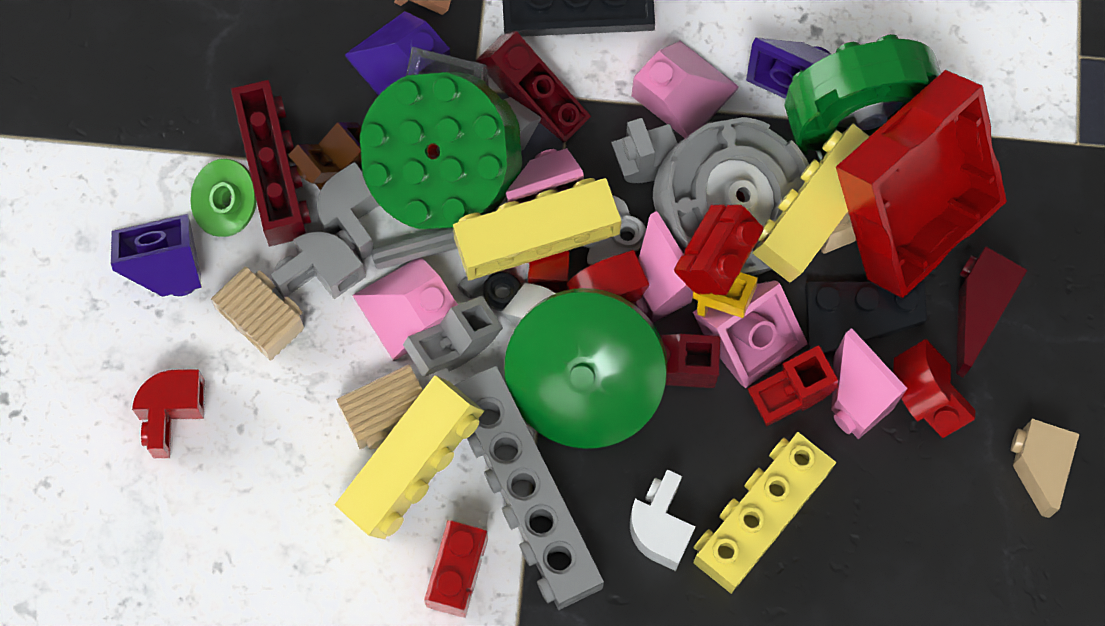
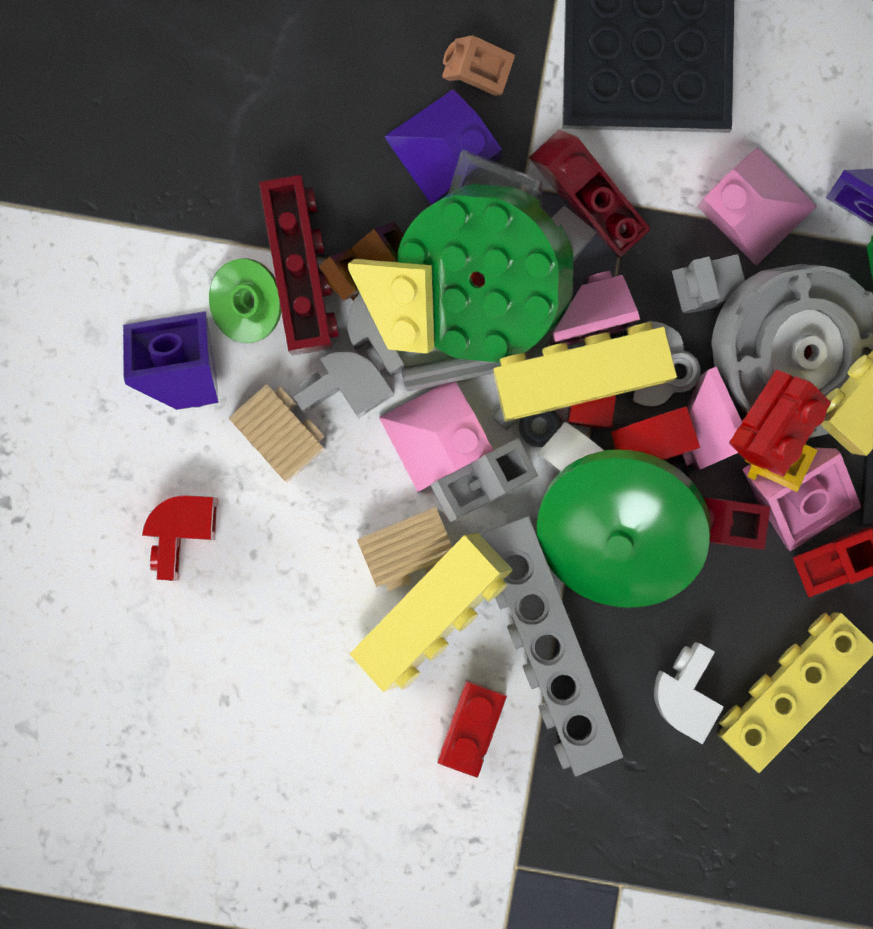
camera: 10 degrees right, 15 degrees up
(363, 180) = (398, 301): none -> light yellow wing

